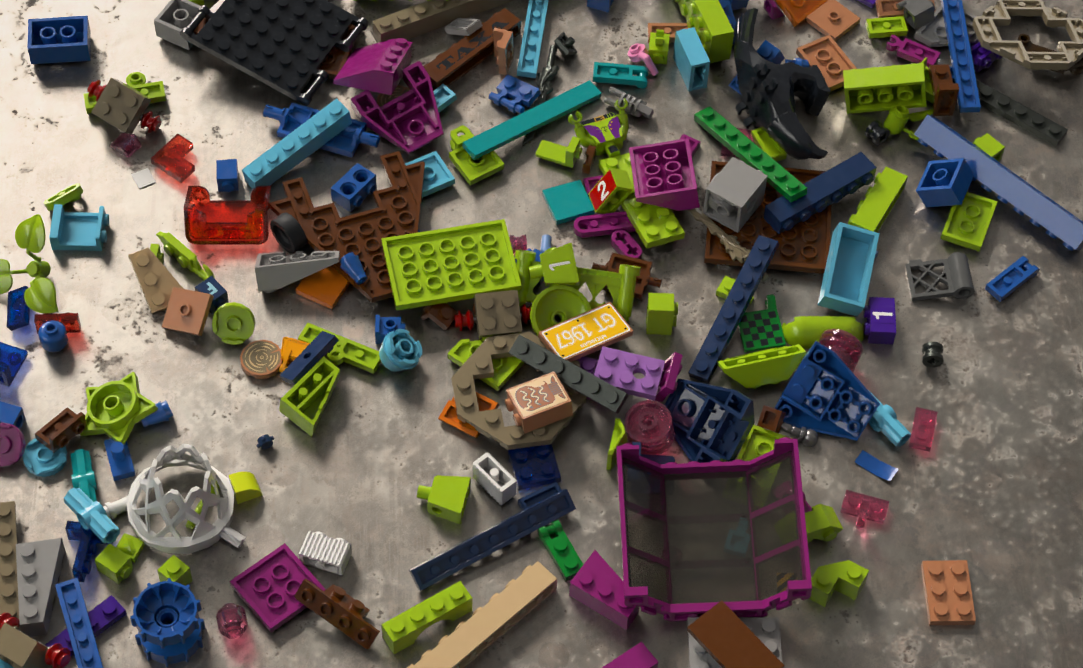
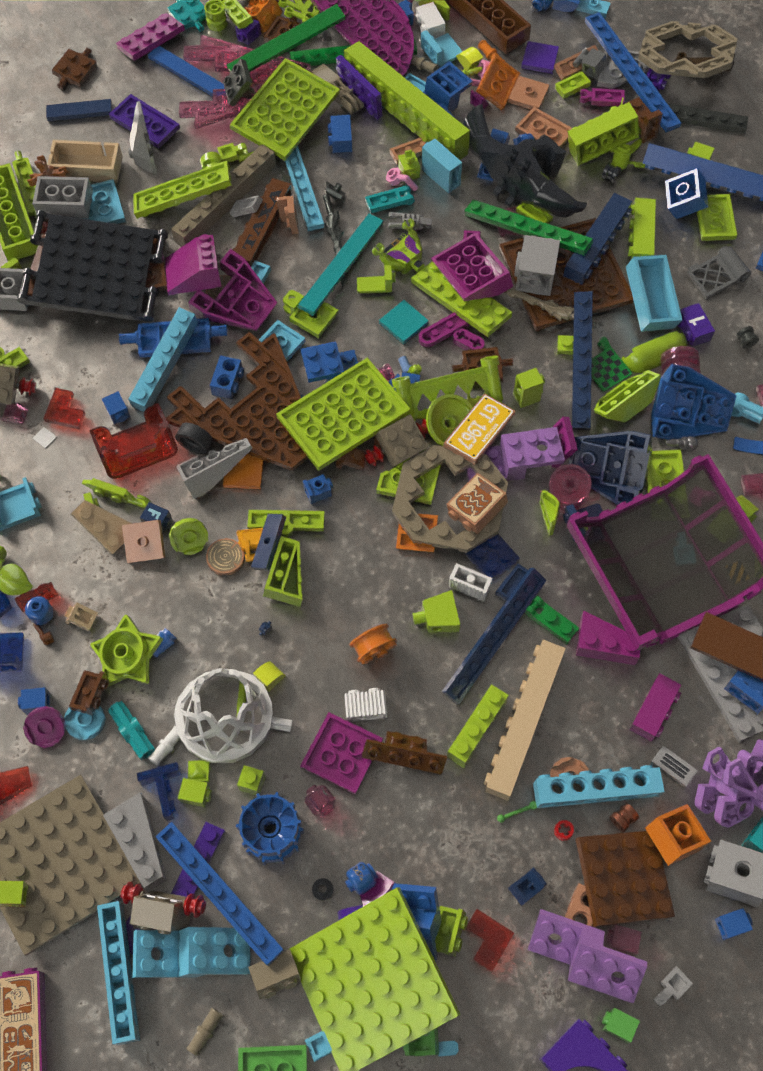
camera: 20 degrees left, 10 degrees up
(48, 365) = (47, 638): none -> reddish brown hand
(90, 358) = (80, 616): none -> tan bracket
(91, 515) = (156, 761): medium azure piece -> none
(119, 459) = (150, 696): blue tile -> none
(352, 266) = (266, 448): blue cone -> none
(362, 495) = (373, 643): none -> orange wheel
(400, 351) = (338, 504): medium azure cone -> none
(461, 207) = (326, 362): none -> blue bracket
(518, 91) = (316, 244): blue plate -> none
(557, 267) = (433, 382): lime torso -> none
(569, 374) = (487, 468): pearl dark grey plate -> none
(587, 166) = (402, 279): reddish brown tile -> none
(590, 182) = (415, 299): magenta tile -> none
(610, 191) = (437, 300): lime brick -> none
(771, 419) = (659, 440): reddish brown plate -> none

